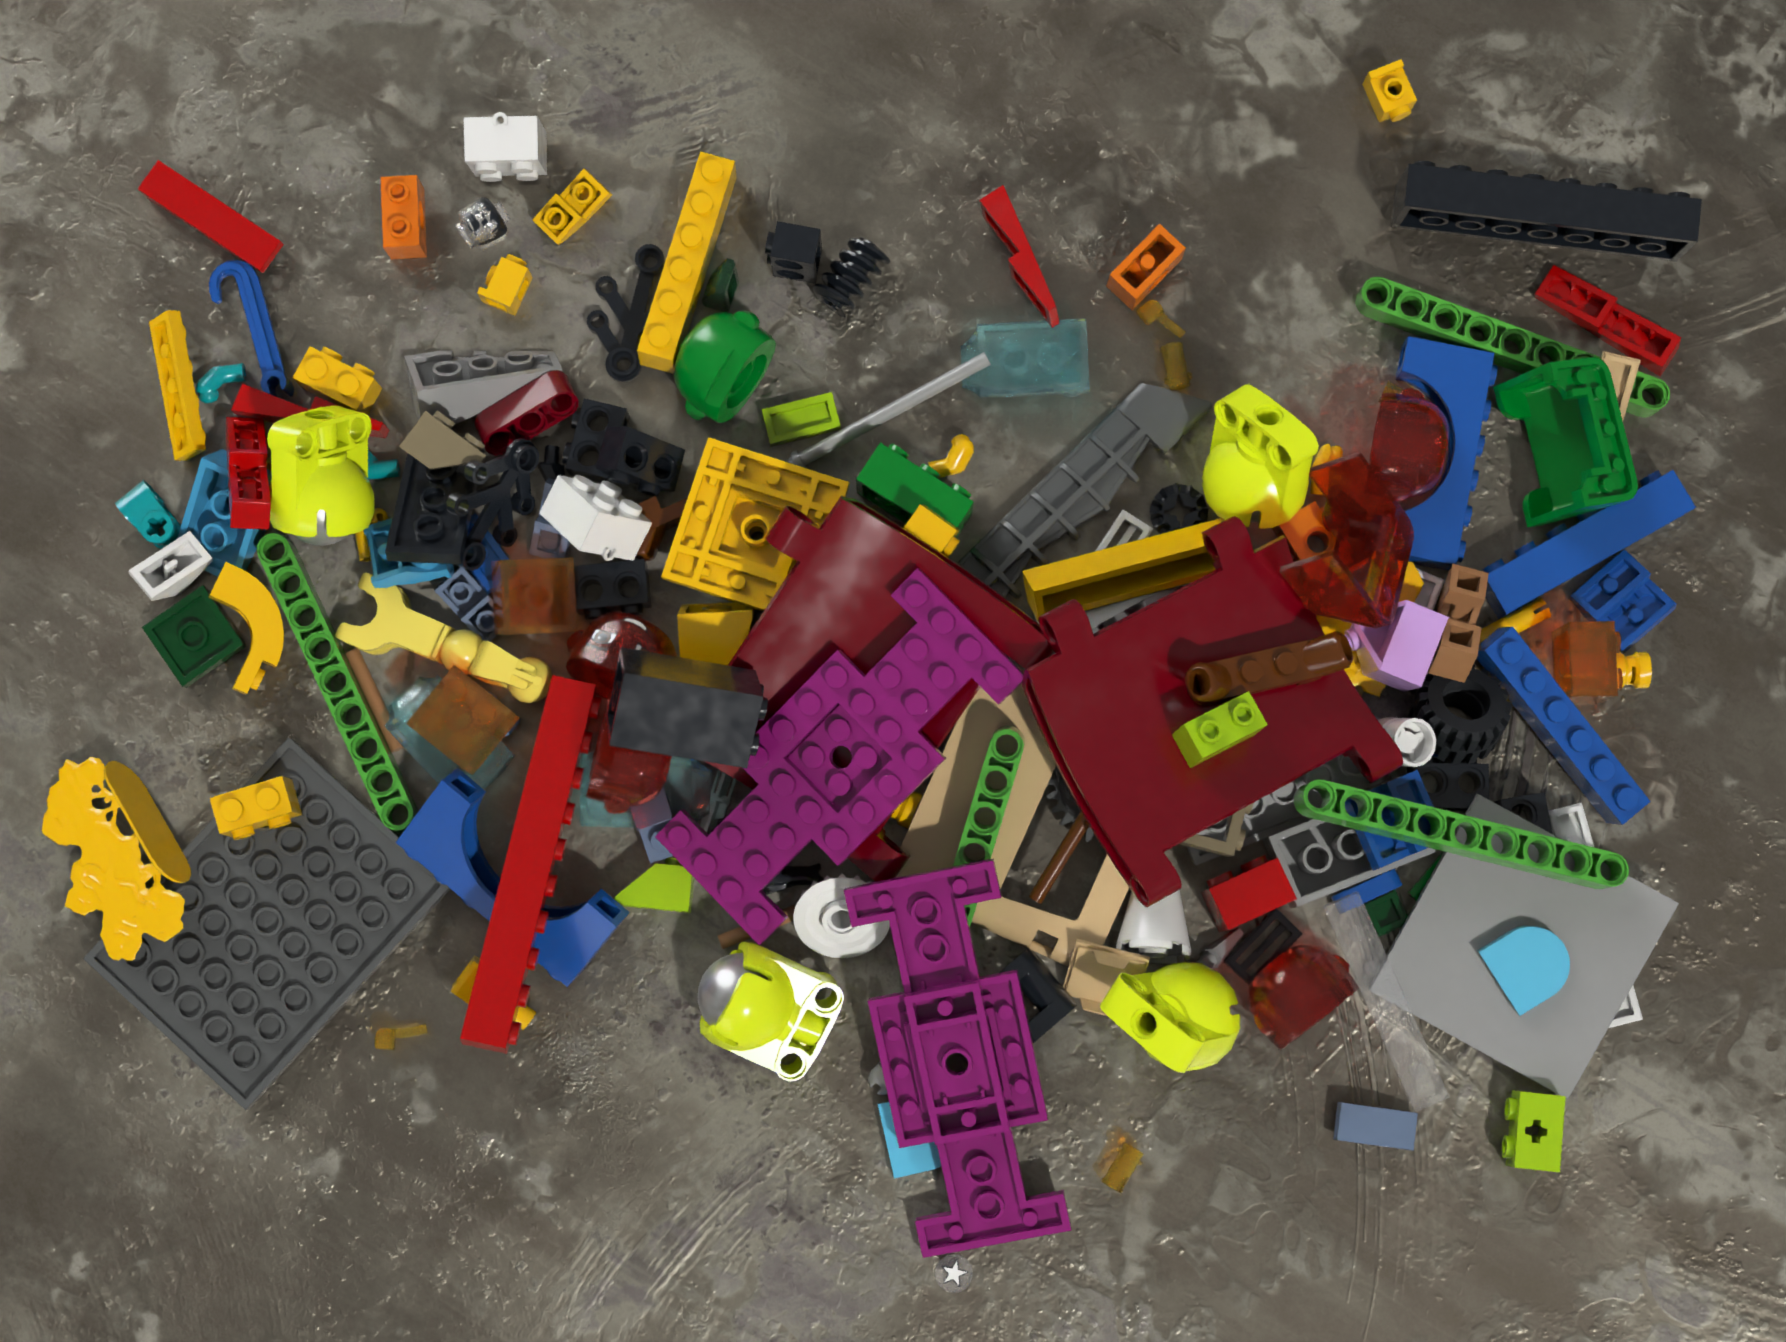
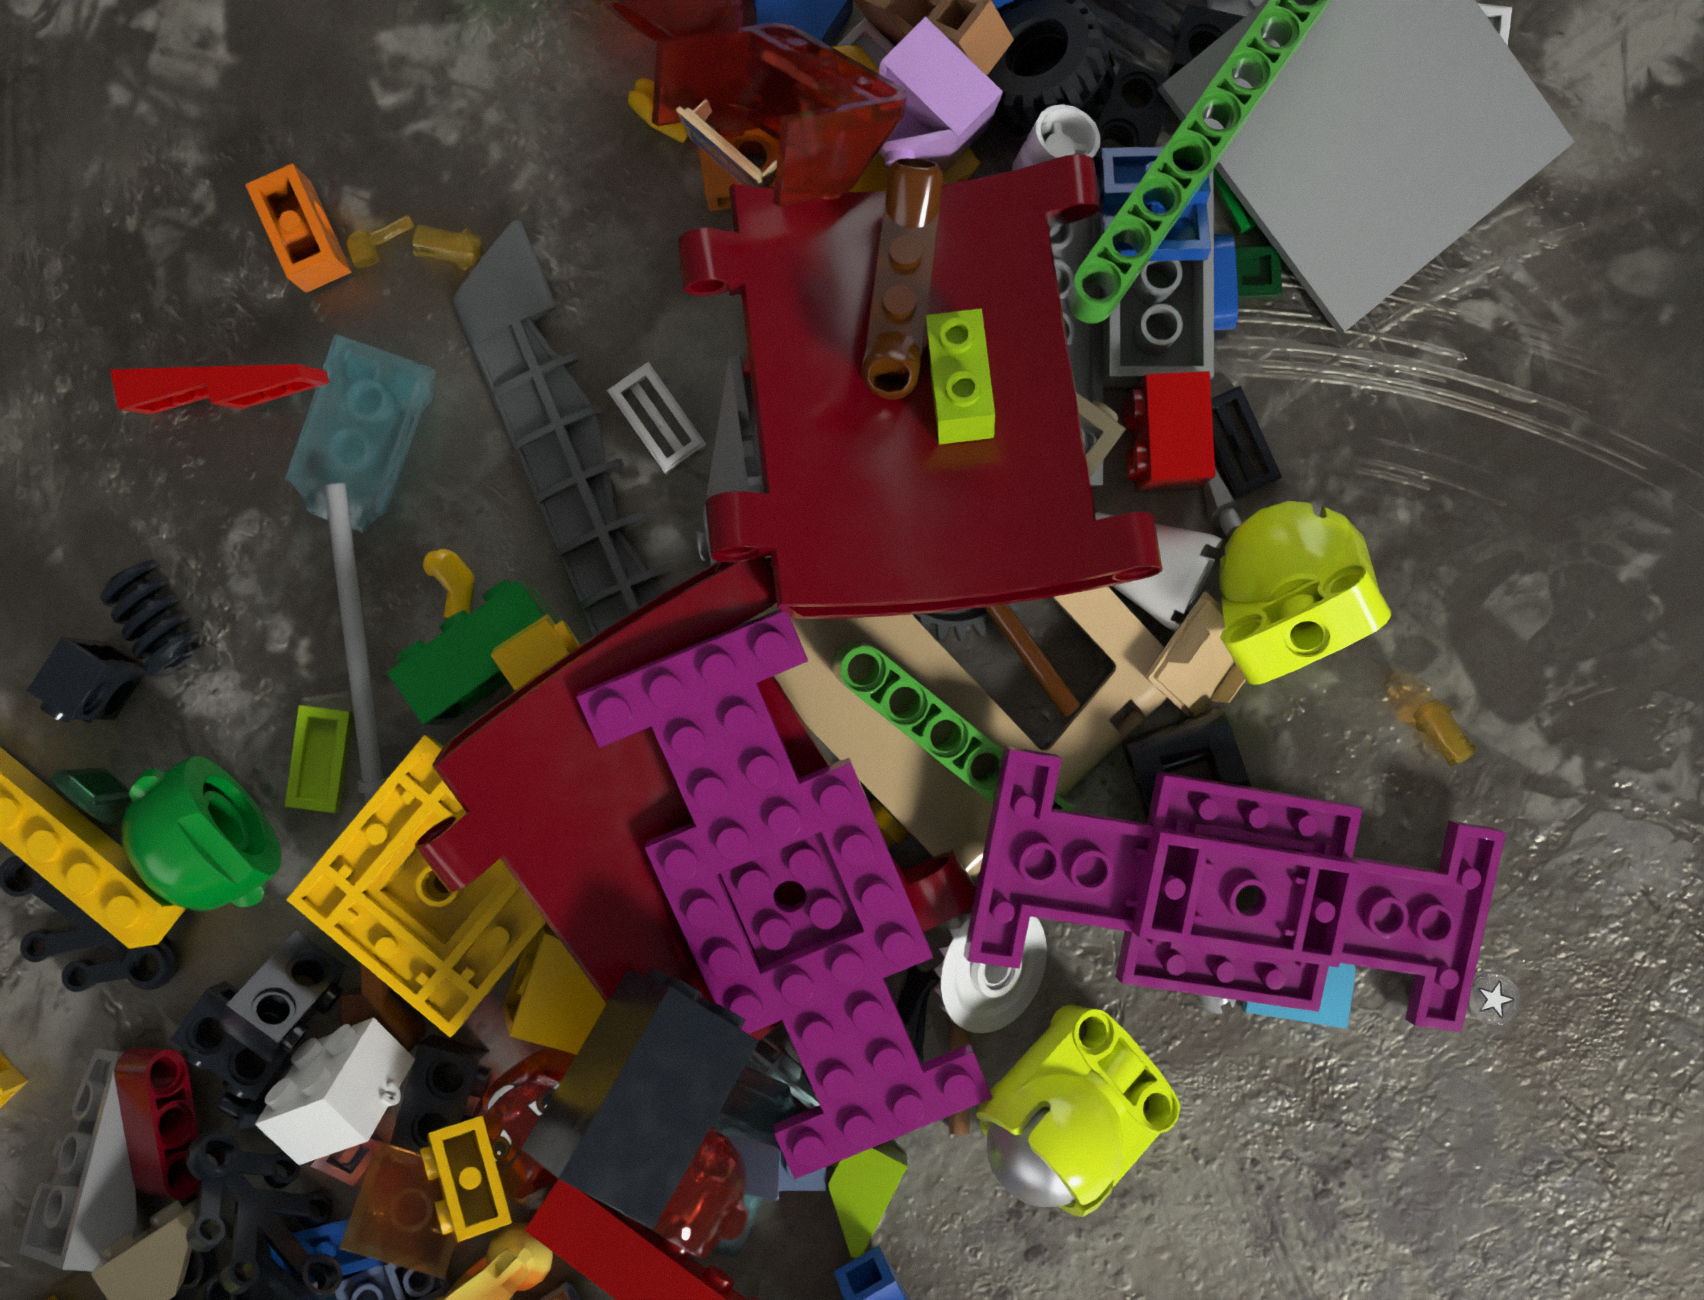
camera: 70 degrees left, 5 degrees up
(572, 627) = (468, 1180): none -> yellow brick
(1121, 571) = (689, 420): yellow brick -> none
(1166, 500) = (651, 340): black gear -> none
(1257, 460) = (611, 182): neon yellow piece -> none
(1298, 992) = (1324, 420): clear red piece -> none
(1317, 496) = (722, 150): none -> tan piece
(1375, 1126) = (1515, 395): sand blue slope -> none
(1386, 1001) = (1367, 315): clear tile -> none
(1527, 965) = (1399, 116): medium azure tile -> none
(1540, 1150) = (1600, 198): lime brick -> none

